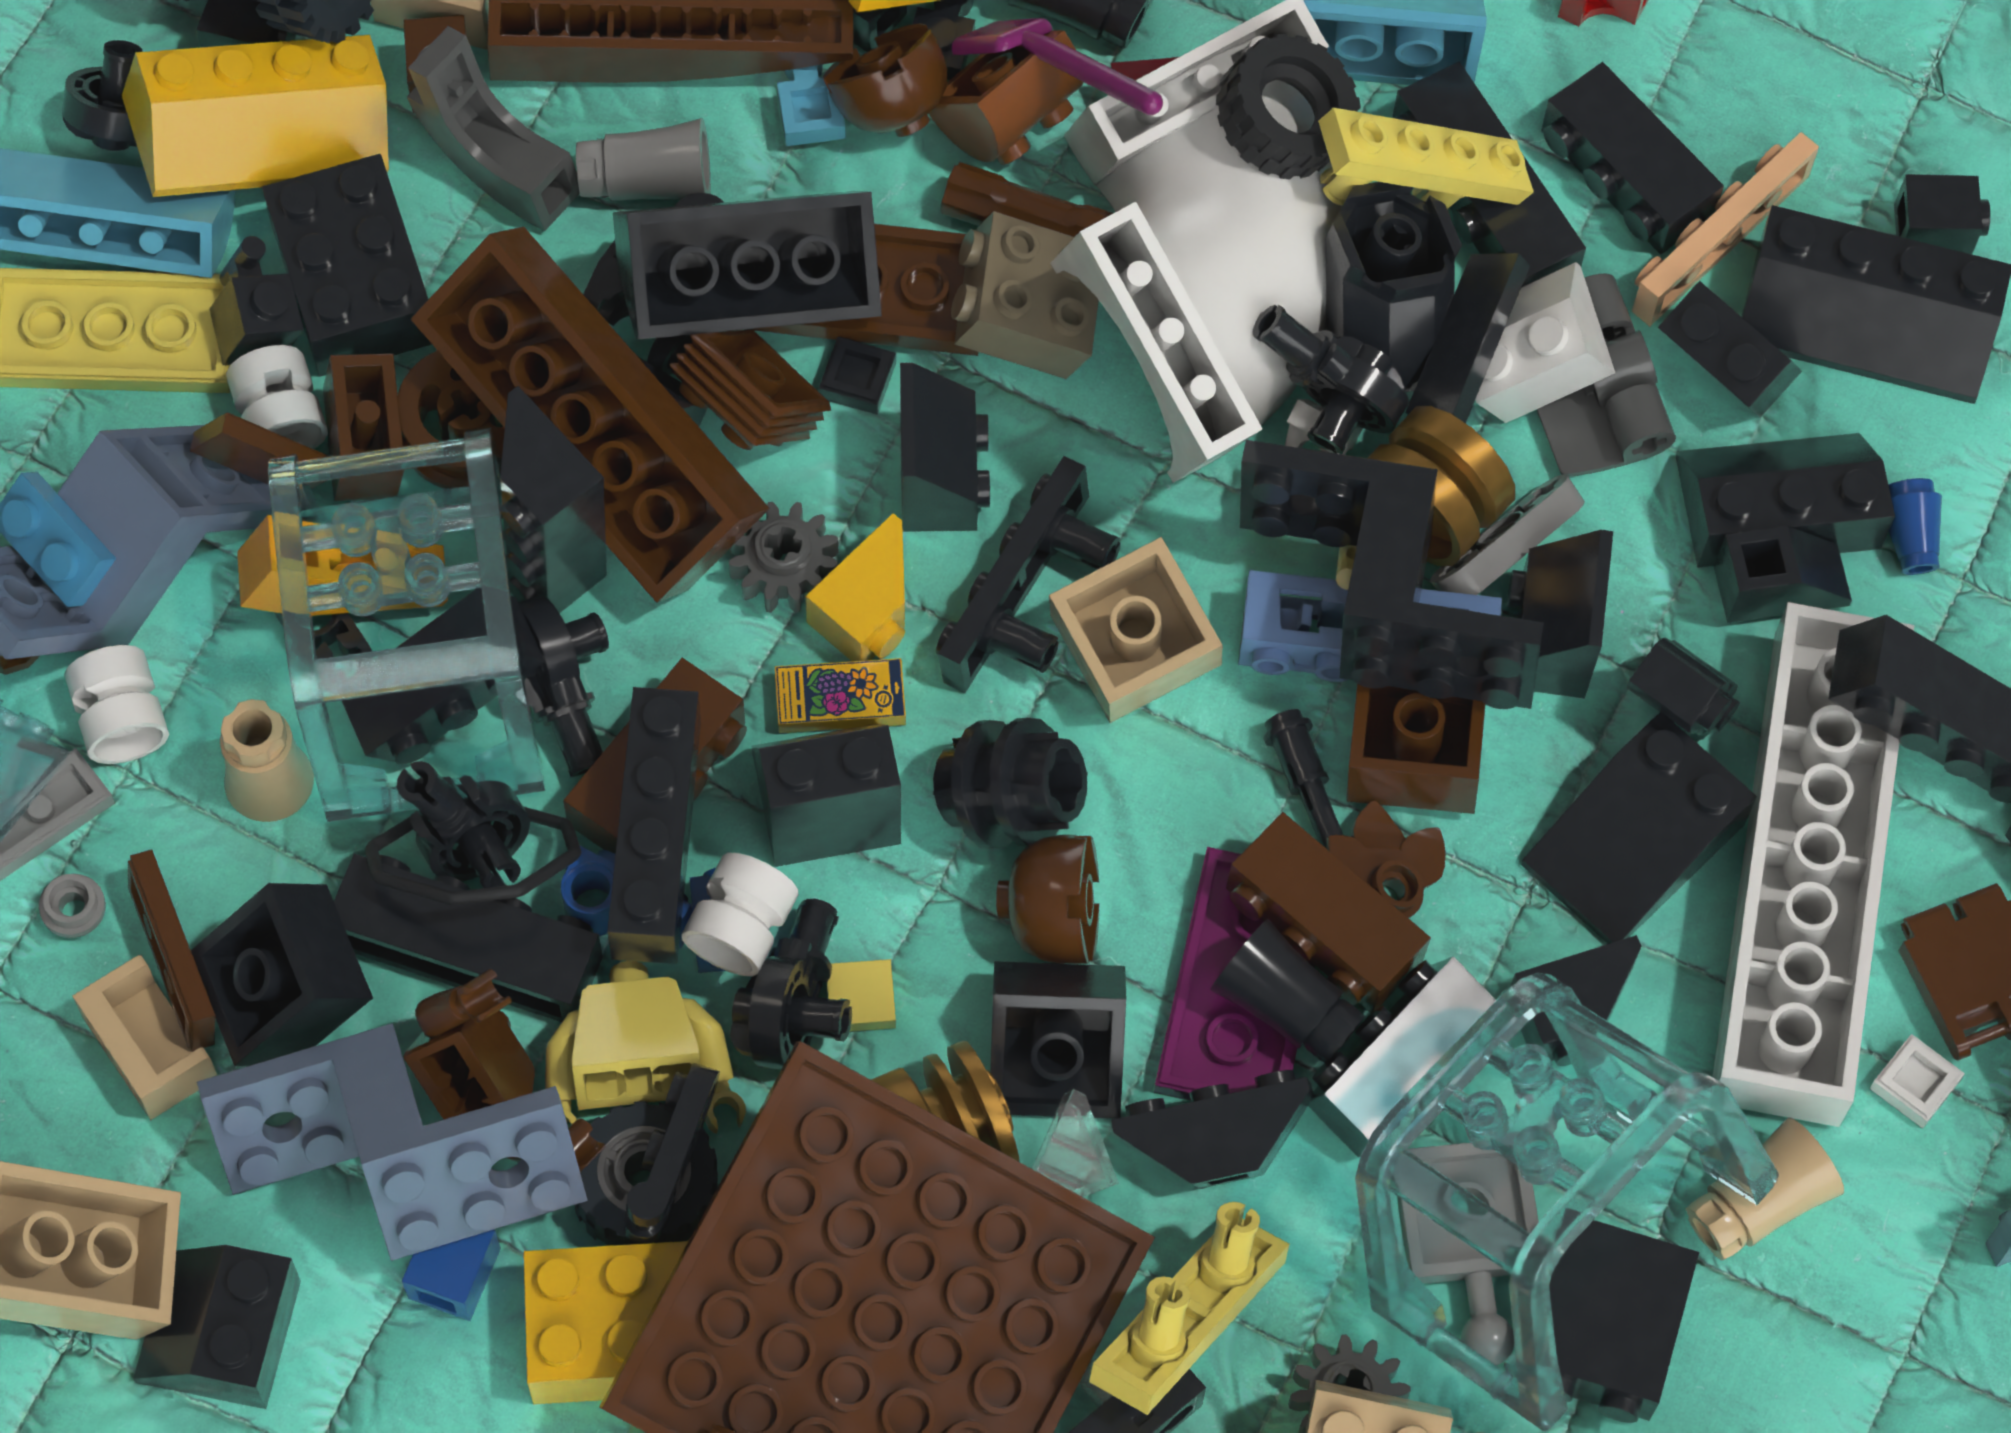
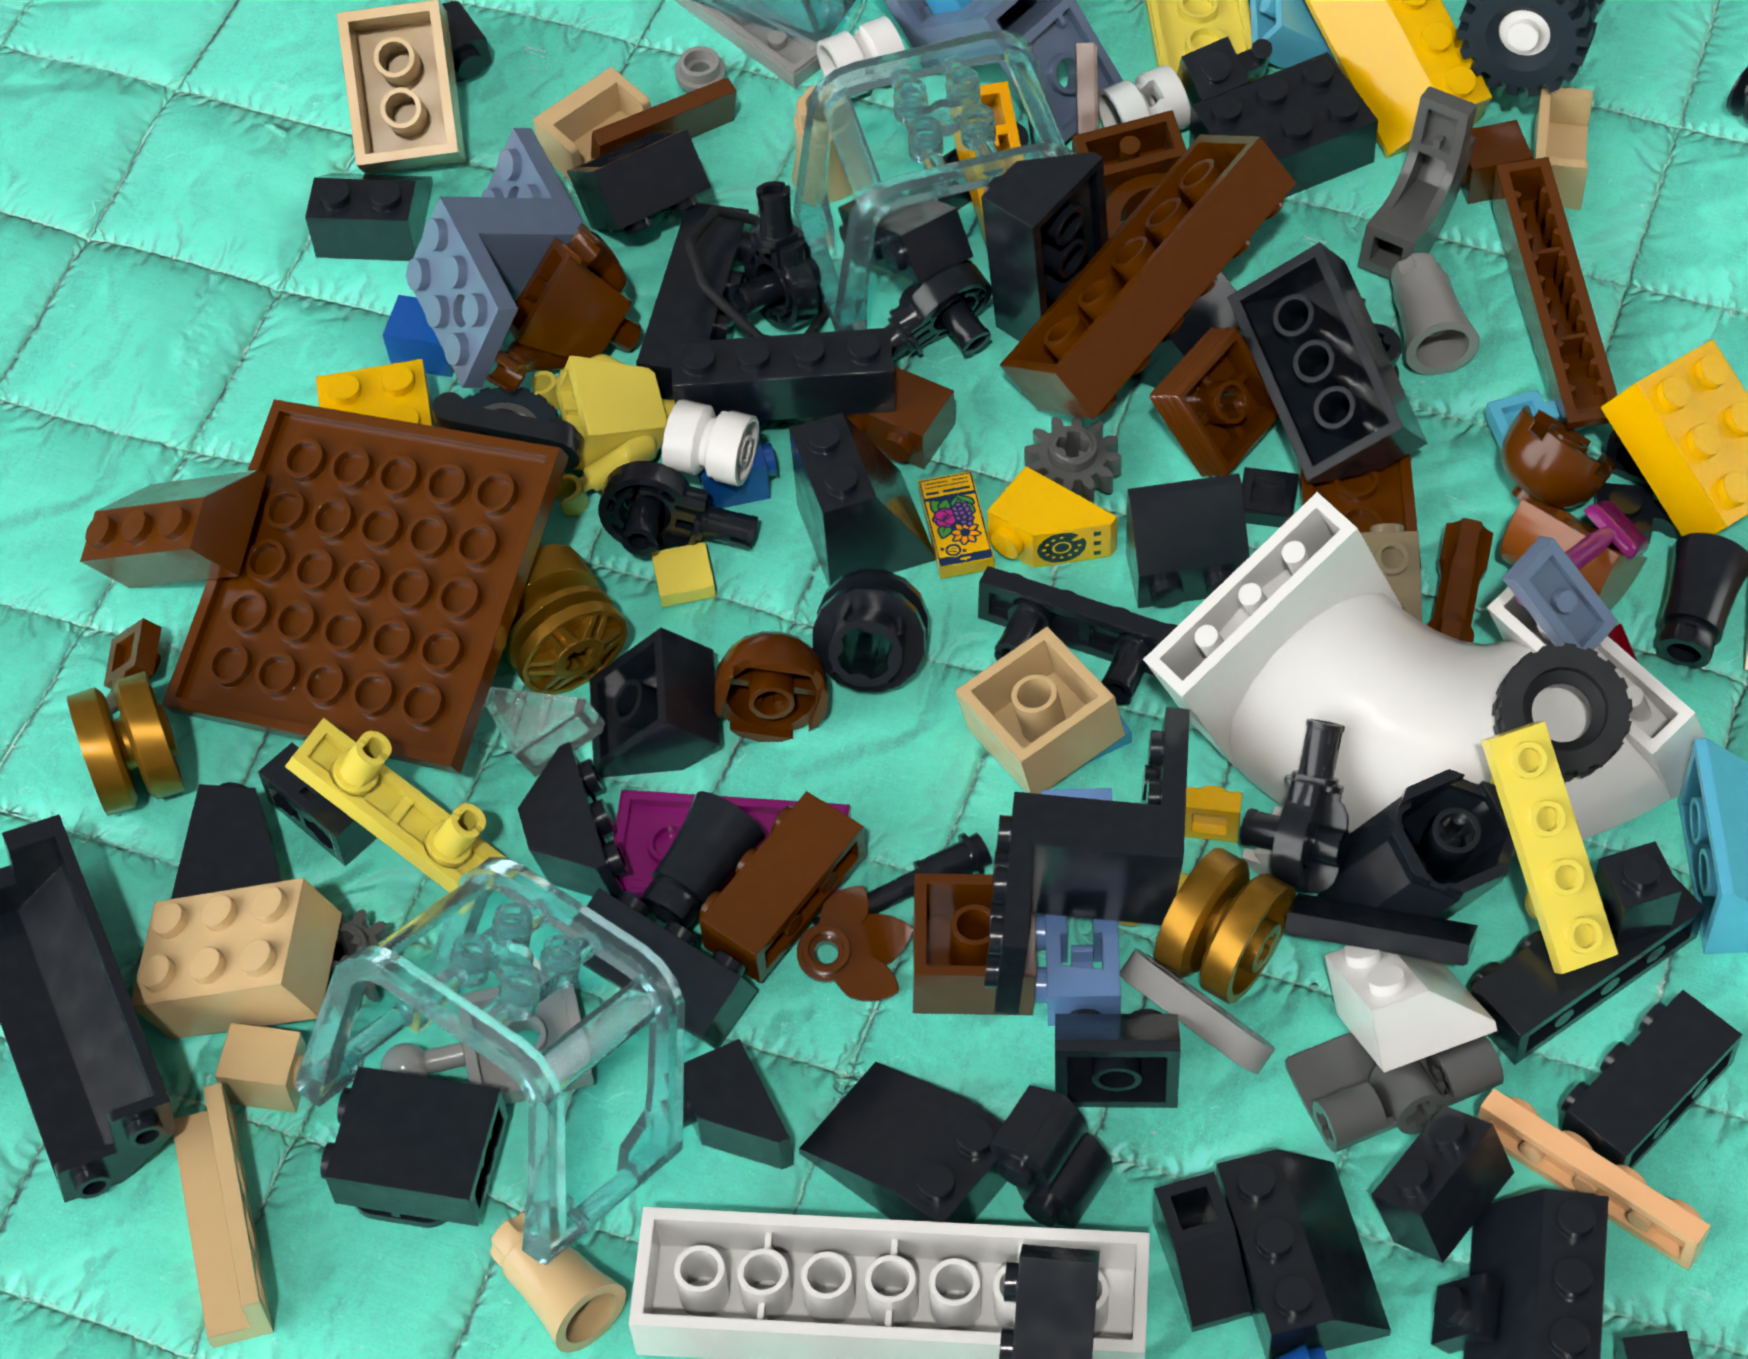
camera: 90 degrees right, 10 degrees down
(1171, 70) = (1559, 596): none -> sand blue plate
(1461, 97) = (1637, 892): none -> black brick
(1858, 360) = (1466, 1313): none -> black plate

